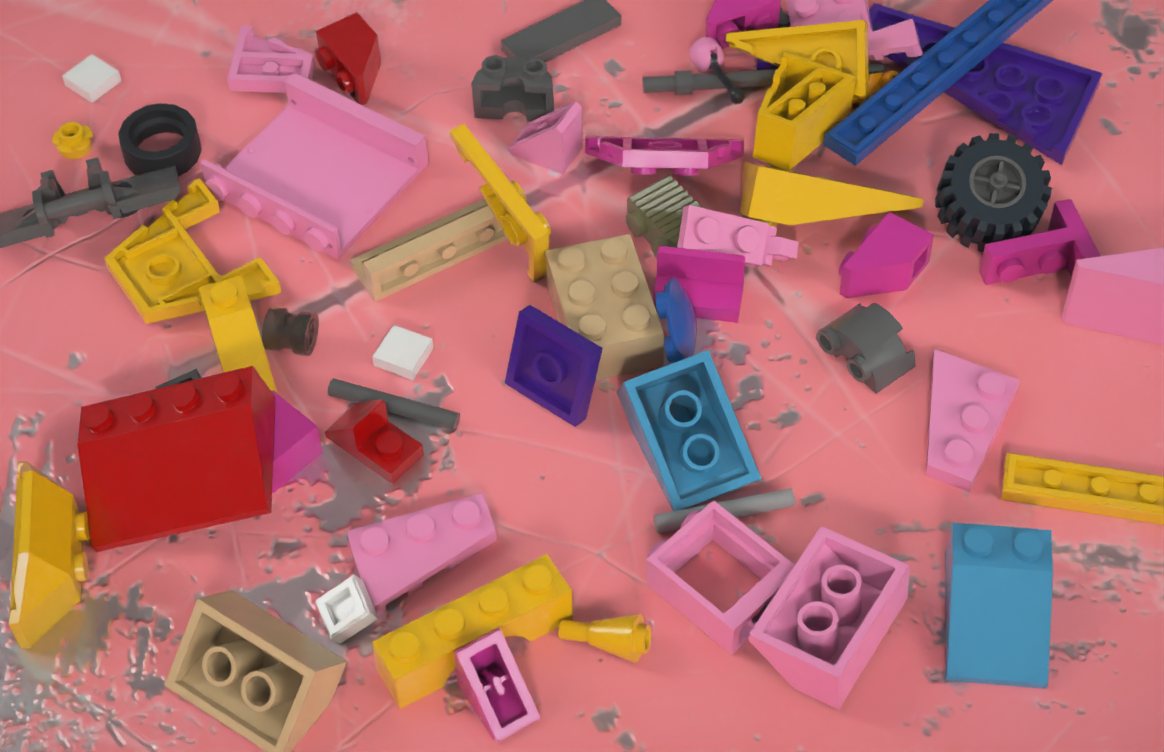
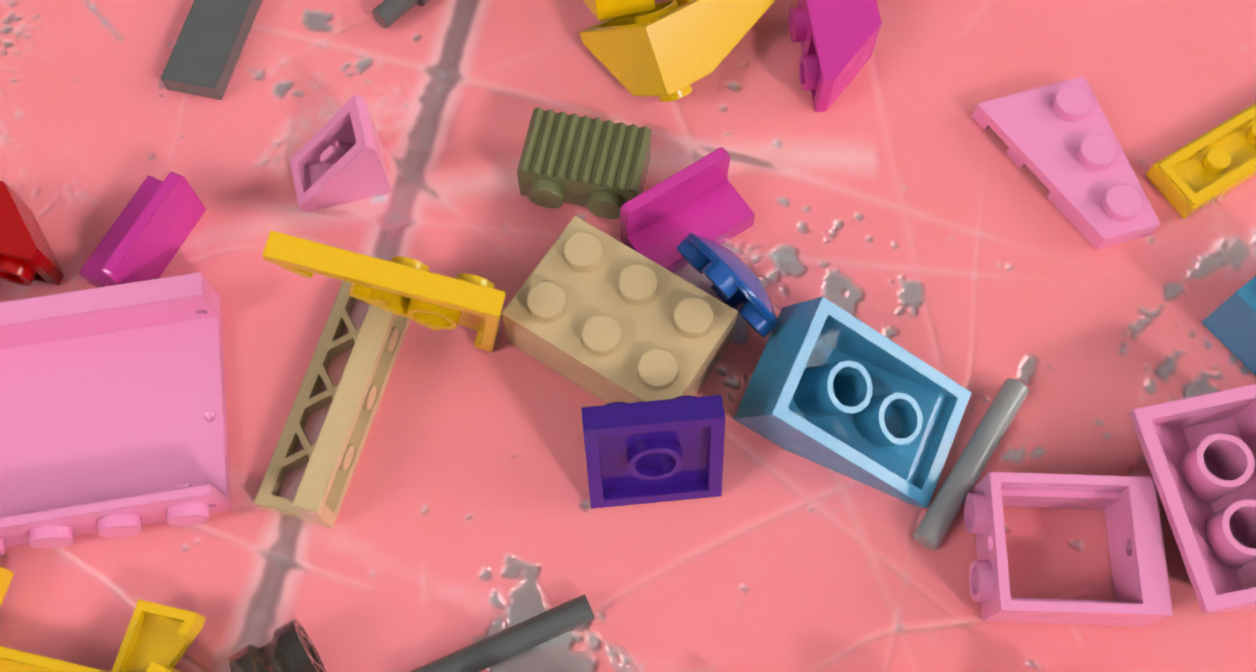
camera: 45 degrees left, 15 degrees up
(403, 352) = (438, 571): white tile -> none
(424, 107) = (145, 233): none -> dark pink panel
(512, 86) = (241, 123): dark grey cylinder -> none
(648, 153) = (491, 89): dark pink wing -> none
(736, 235) = (675, 135): bright pink hinge -> none
(870, 344) = (910, 144): dark grey cylinder -> none

